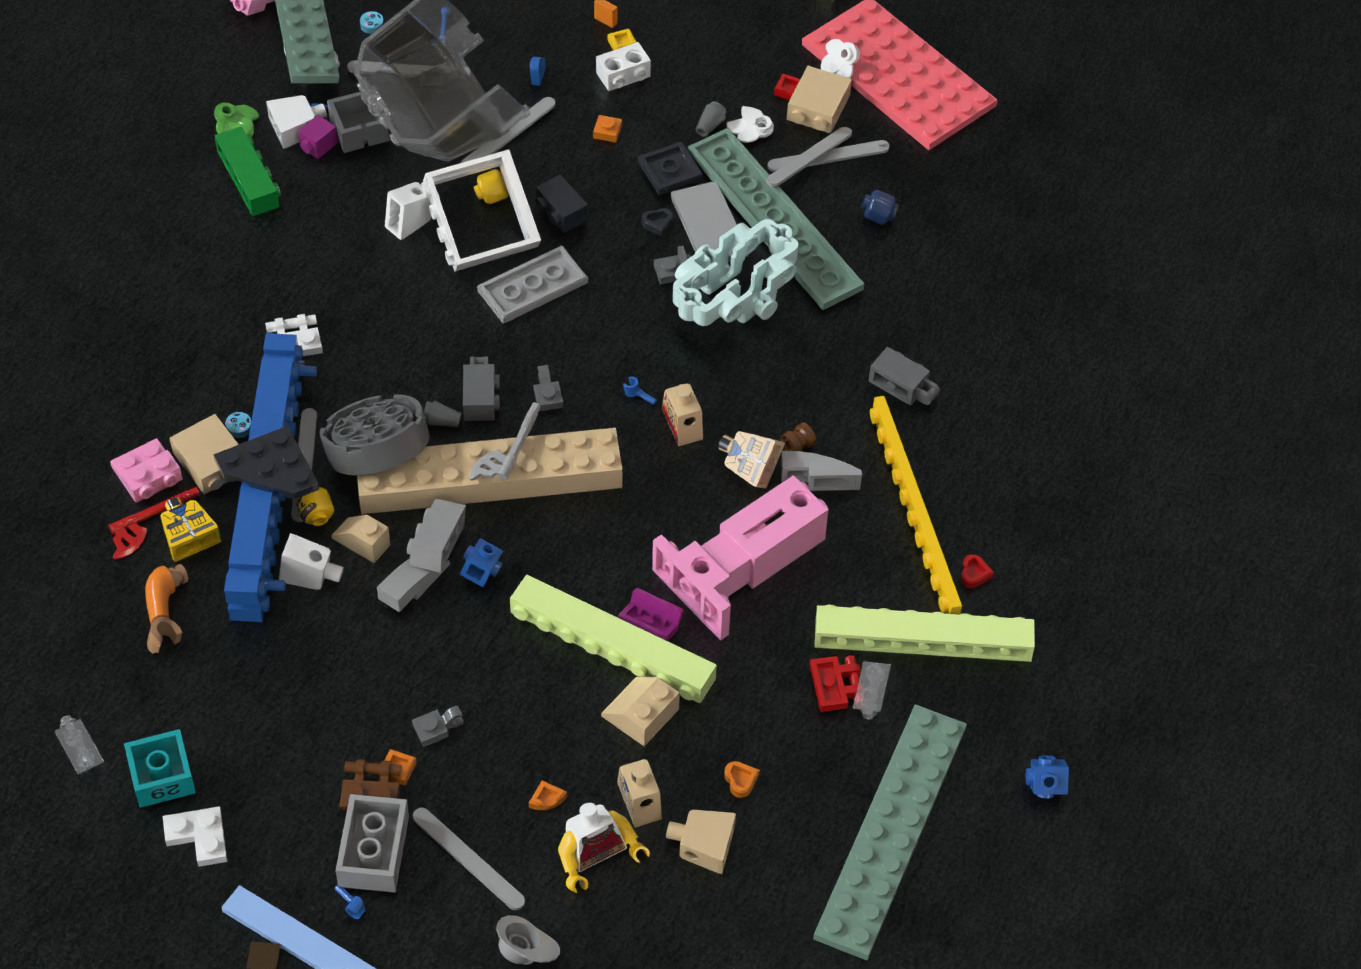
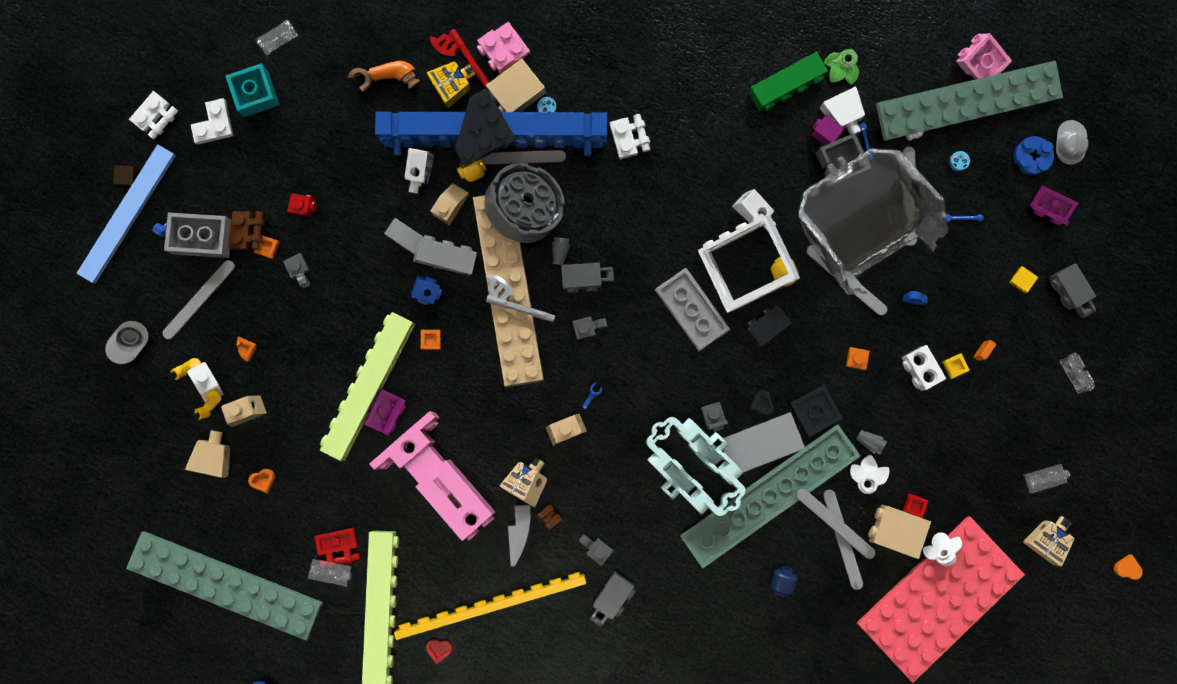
camera: 90 degrees right, 30 degrees up
(167, 922) = (150, 111): none -> white plate
(340, 716) = (301, 205): none -> red bracket
(551, 564) = (430, 339): none -> orange plate
(643, 708) = (312, 409): tan slope -> none
(840, 393) = (597, 550): none -> dark grey plate

